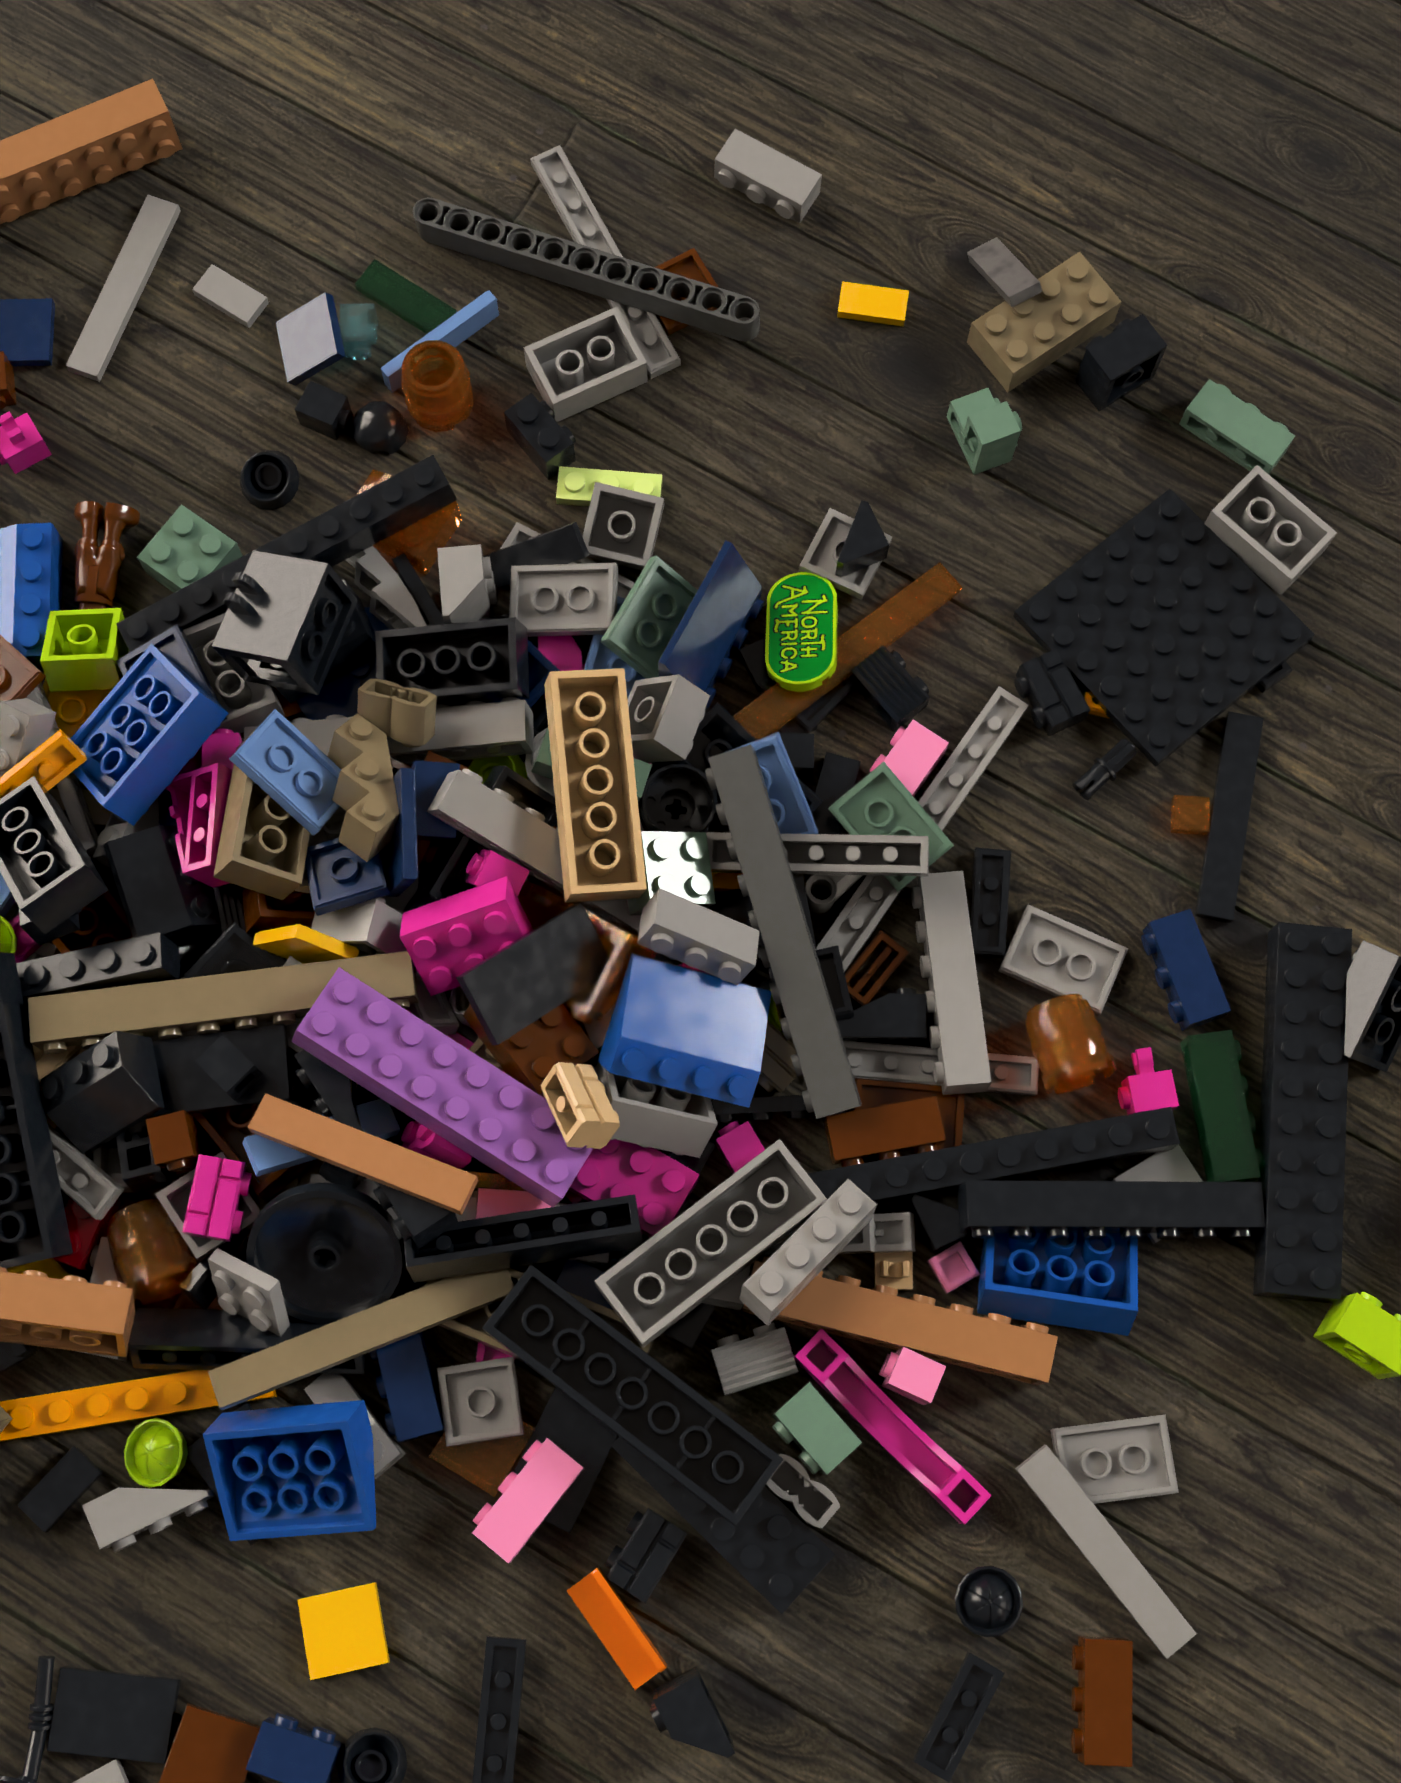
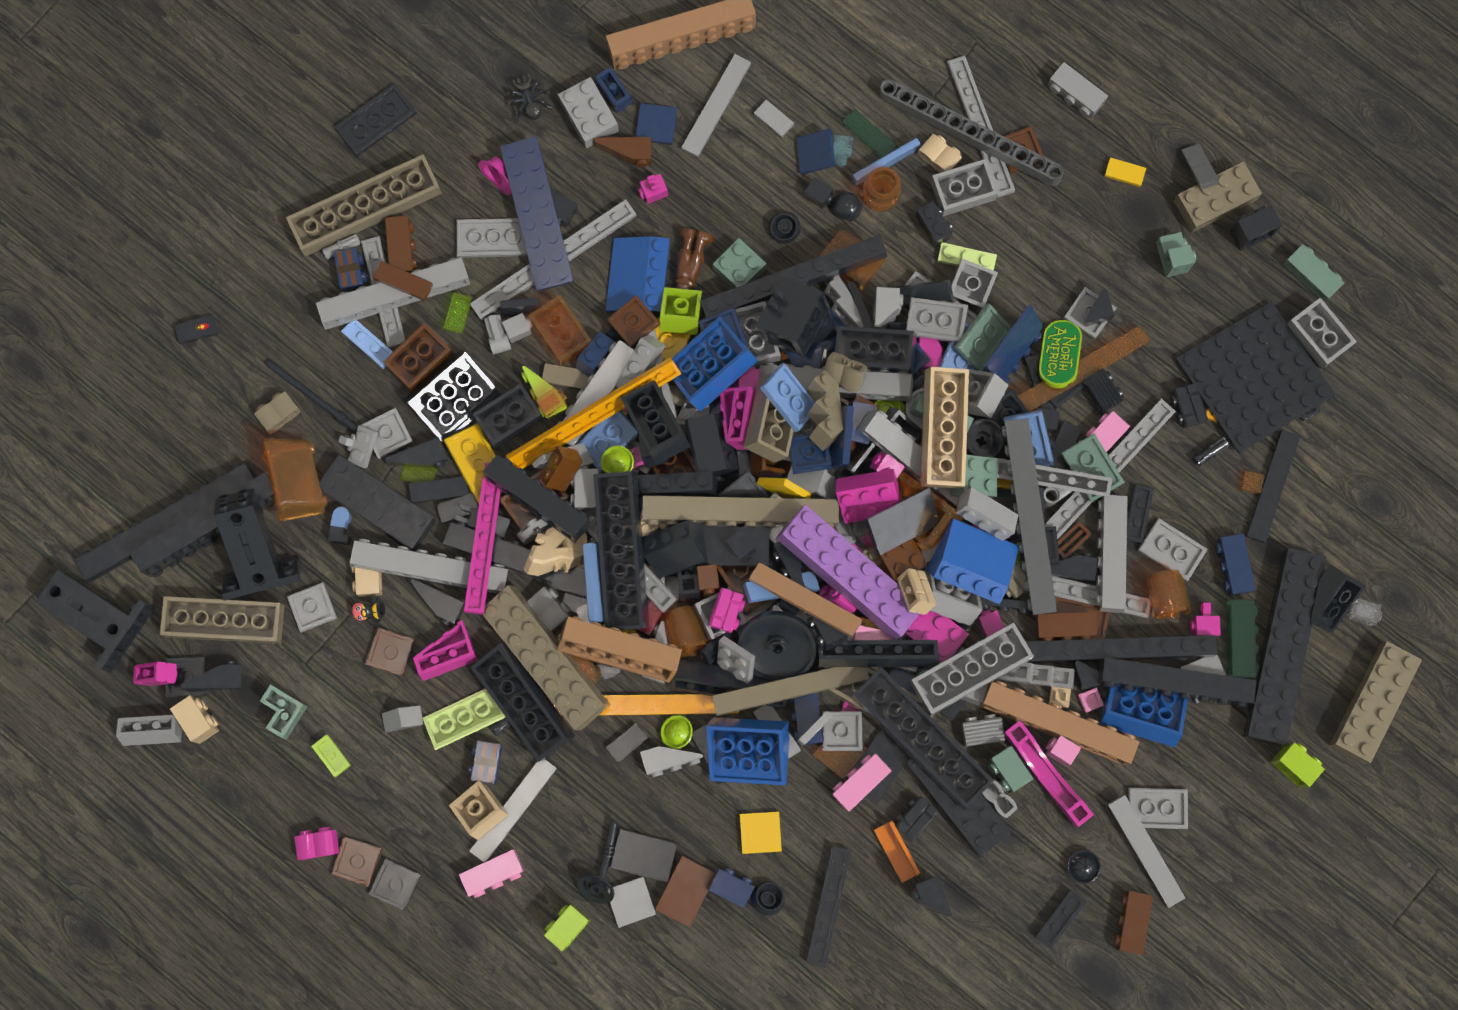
camera: 10 degrees right, 5 degrees up
(417, 1408) = (814, 728): none -> light grey tile
(533, 314) = (939, 154): none -> tan brick
(807, 1252) = (1020, 681): light grey brick -> none

